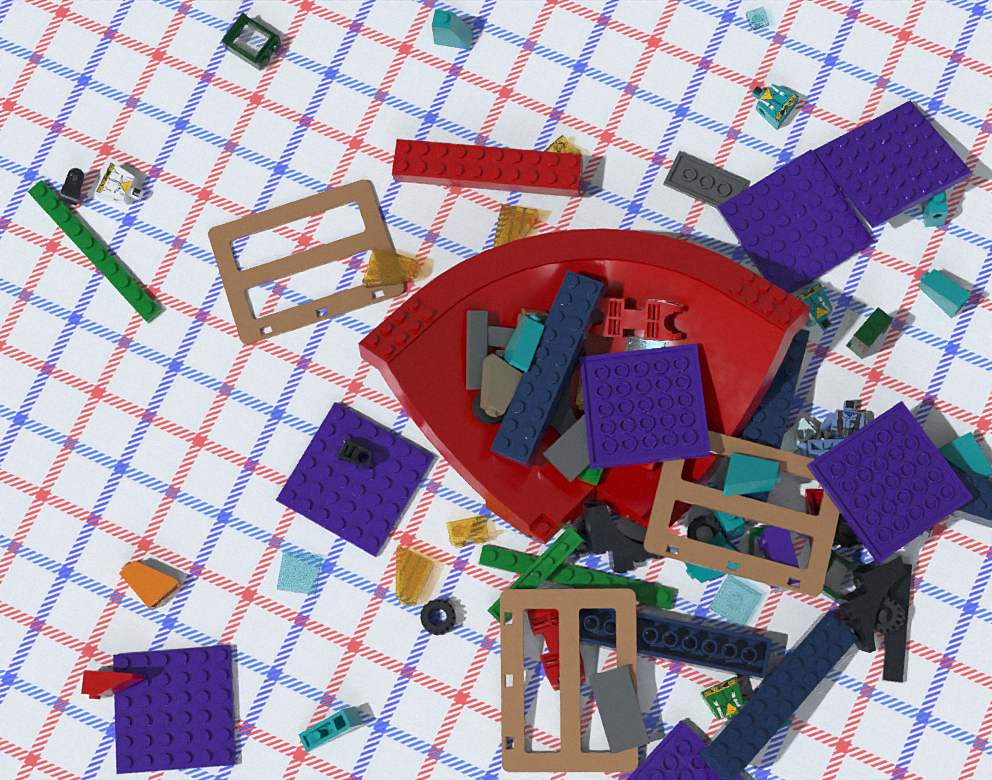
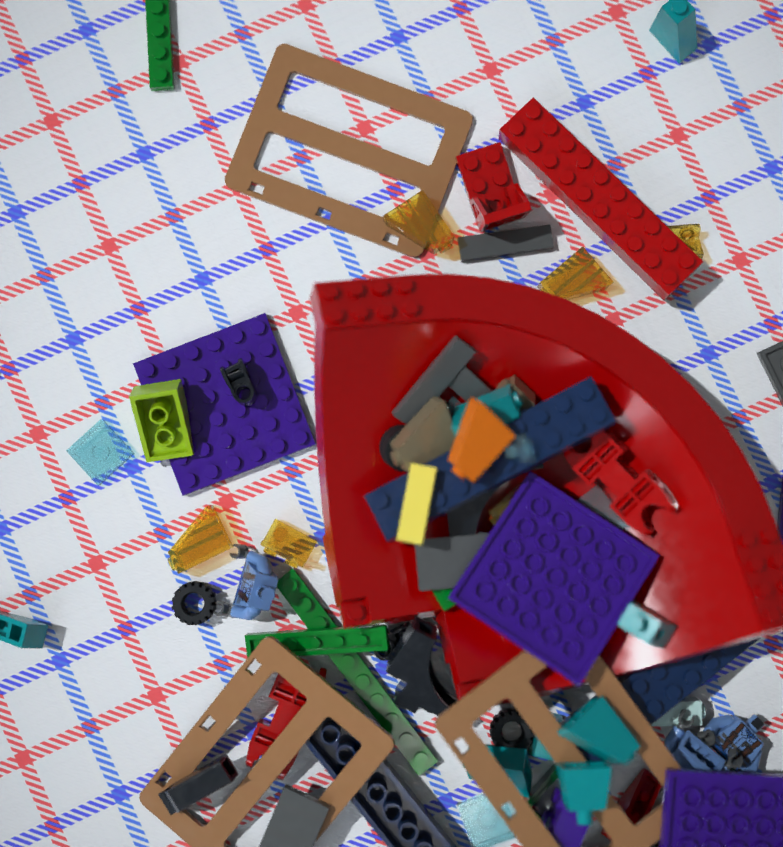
camera: 30 degrees right, 10 degrees up
(325, 516) = (162, 420): none -> lime slope
(415, 214) = (491, 188): none -> red bracket
(451, 240) = (505, 243): none -> dark grey tile
(469, 574) = (255, 586): none -> medium blue torso
(525, 426) = (416, 504): none -> light yellow tile
(531, 357) = (478, 441): none -> orange slope
(533, 723) = (199, 784): none -> black piece
(561, 343) = (521, 450): none -> clear light blue tile
(719, 388) = (645, 624): none -> teal torso
(765, 514) = (584, 787): none -> teal torso

